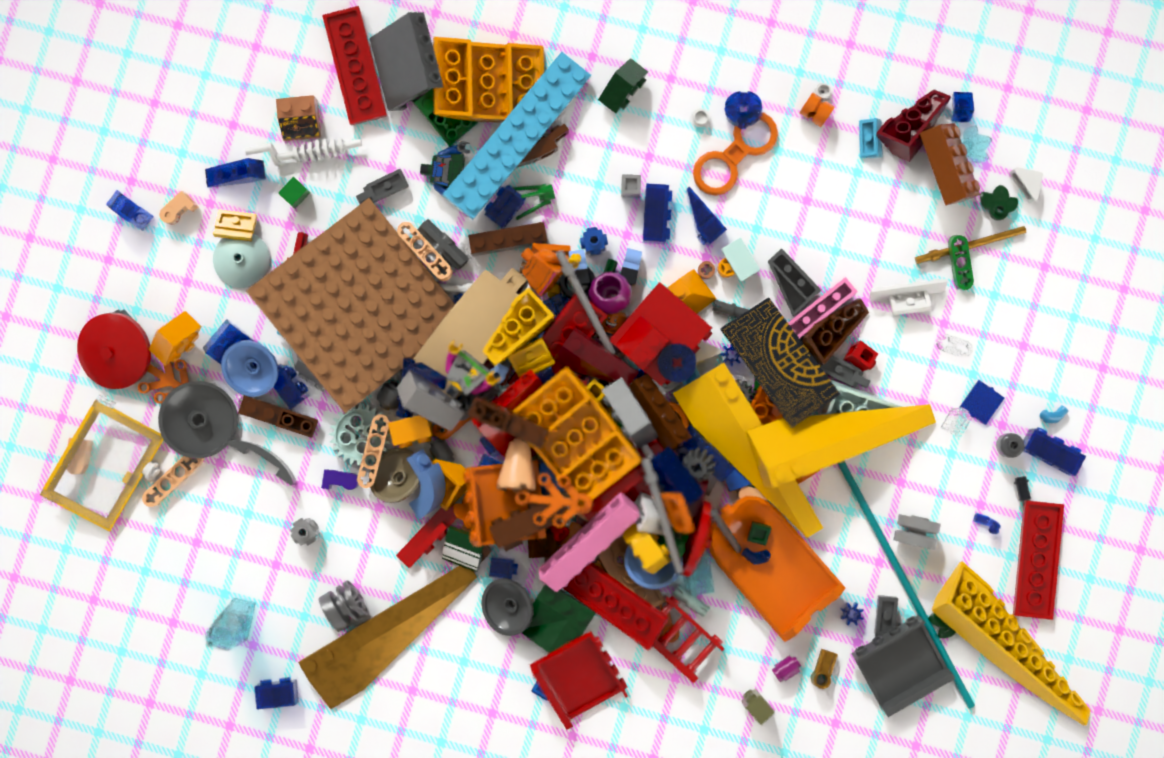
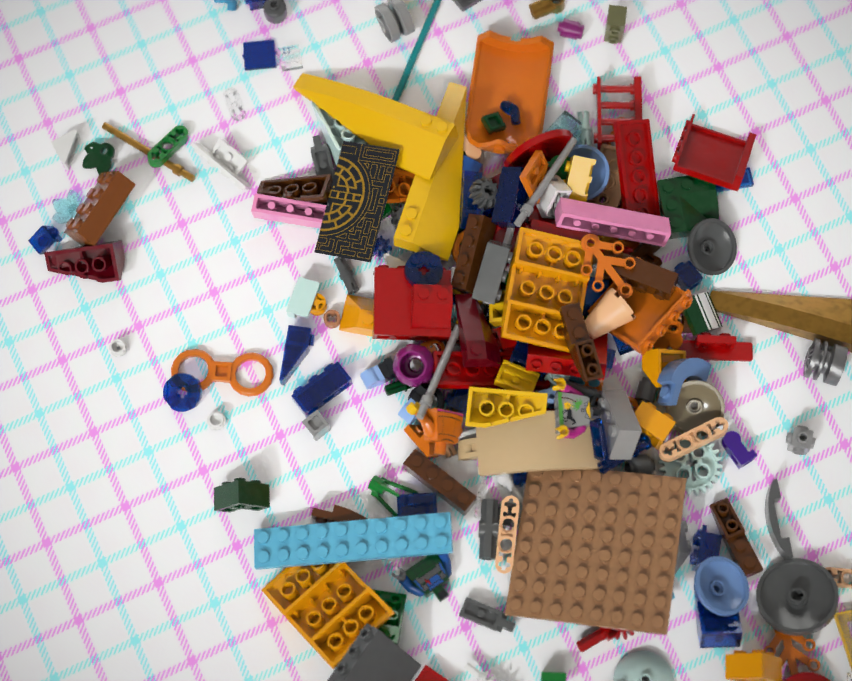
camera: 130 degrees left, 15 degrees down
(593, 248) = (384, 422): blue brick -> none
(725, 530) = (514, 138): dark grey bar -> none
(793, 281) = (287, 246): dark grey wedge -> none
(816, 109) = (137, 338): orange wheel -> none
(846, 611) = (491, 18): clear blue gear -> none
(861, 356) = (299, 158): red brick -> none
(869, 143) = (129, 283): medium azure slope -> none

